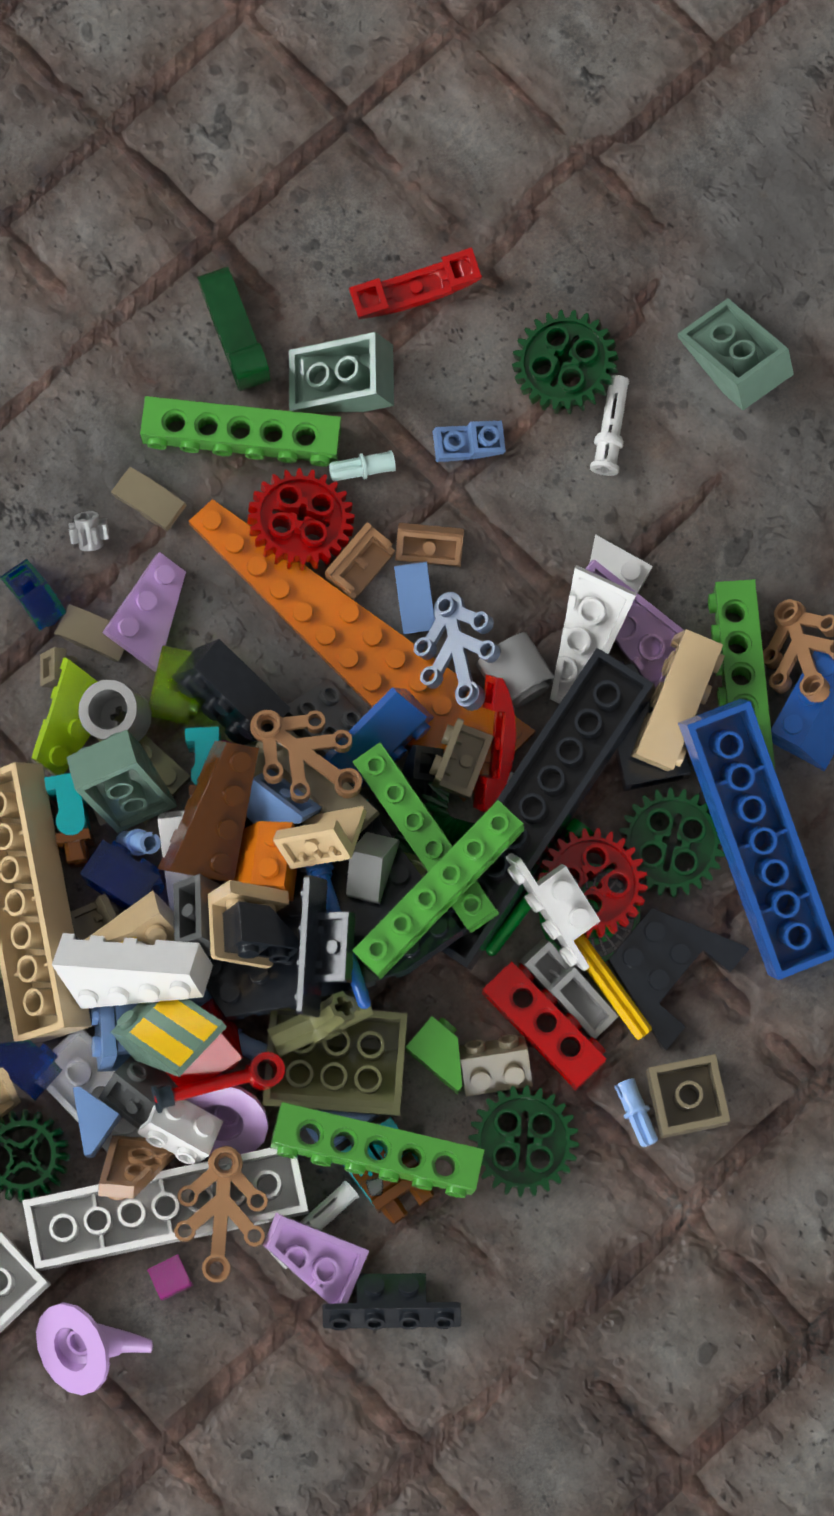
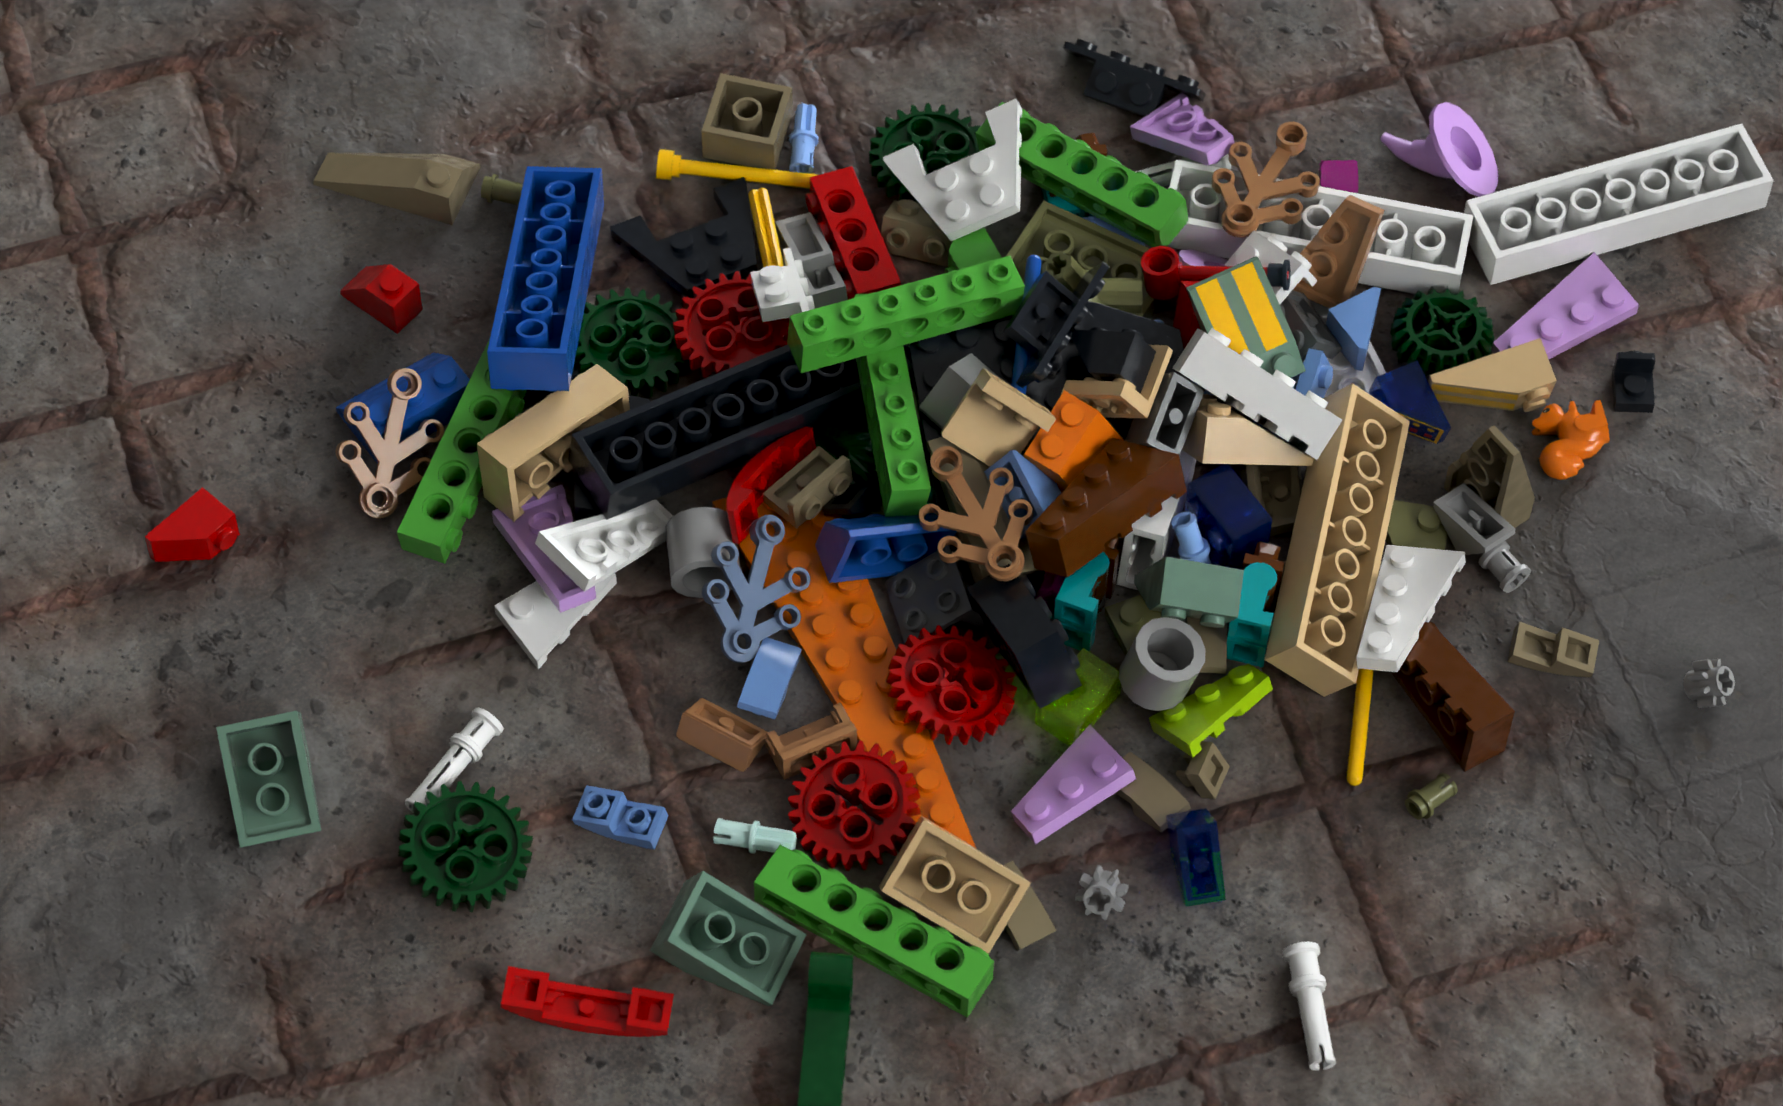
camera: 155 degrees left, 20 degrees down
(199, 481) = (954, 884): none -> tan slope
(285, 622) = (951, 685): none -> red gear
(462, 1092) = (974, 188): none -> white wing
(730, 1035) = (673, 165): none -> yellow piece

